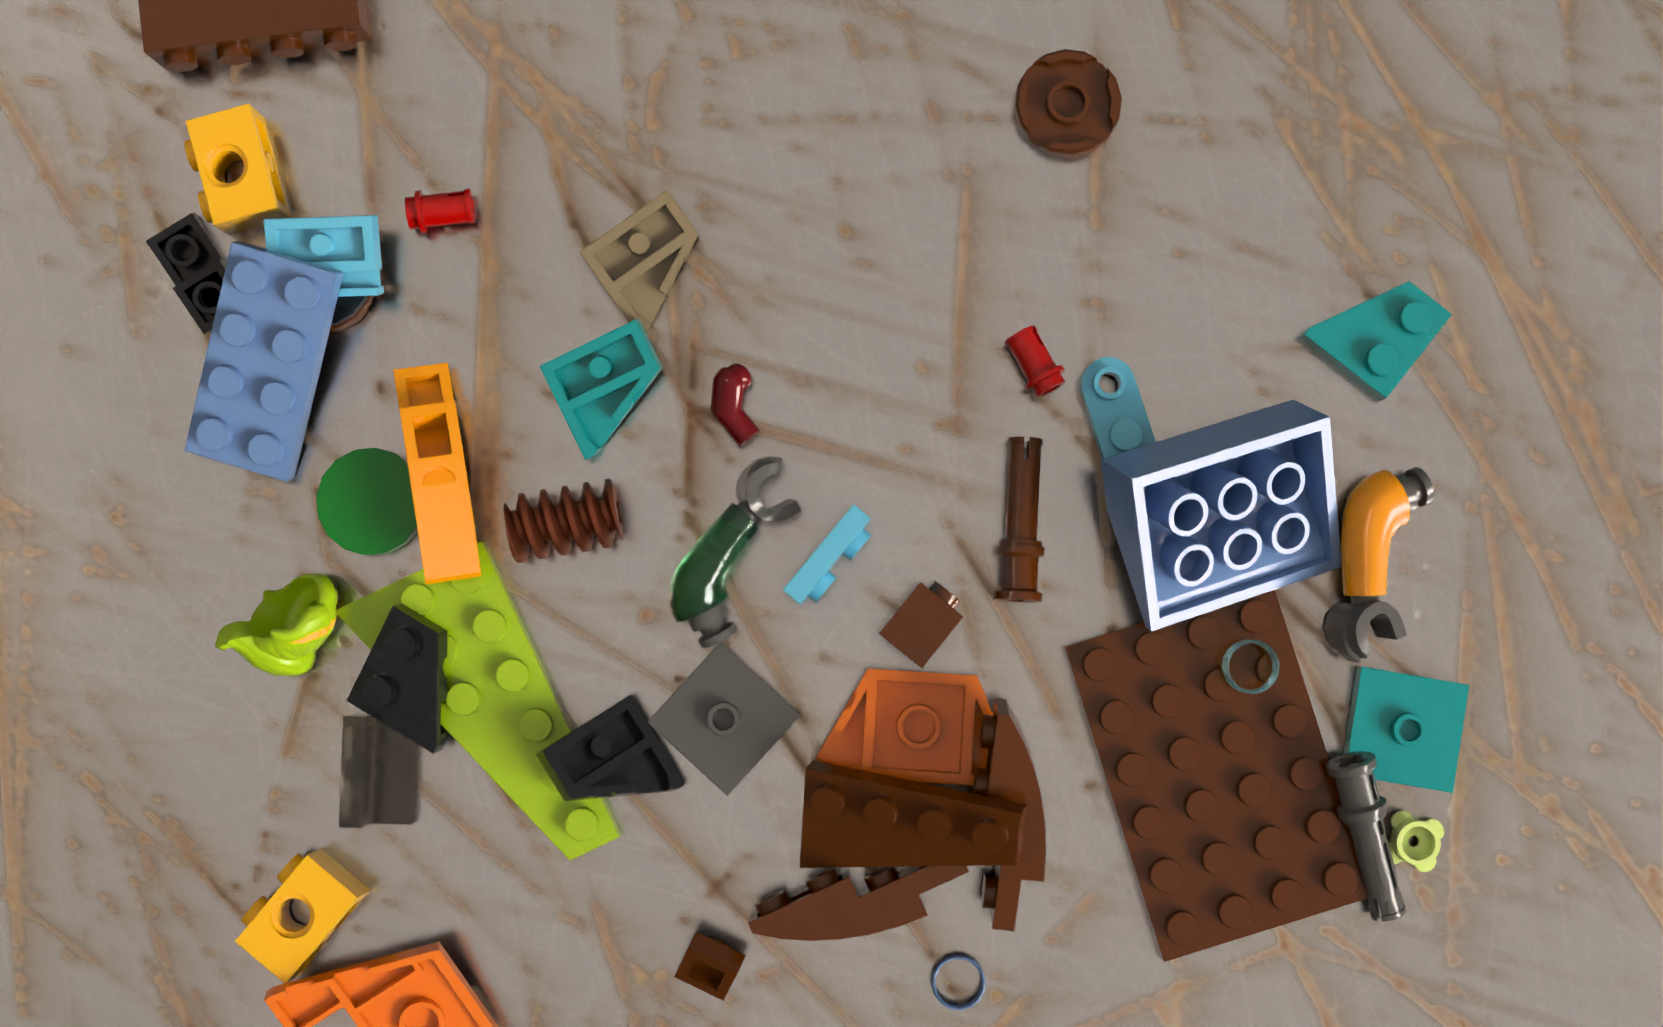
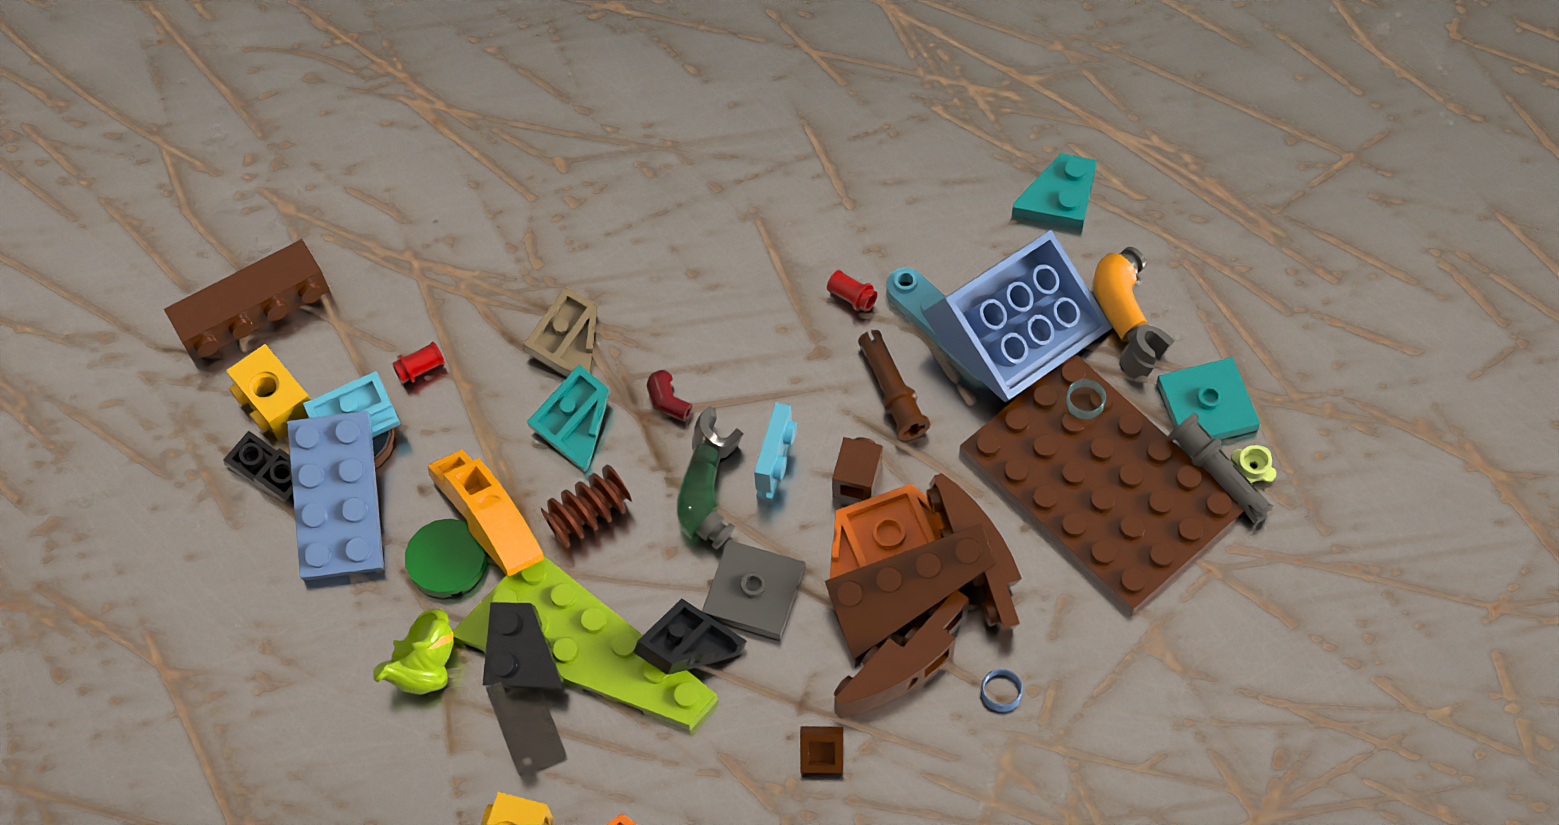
camera: 25 degrees left, 25 degrees down
(1067, 104) = (797, 148): reddish brown tile -> none

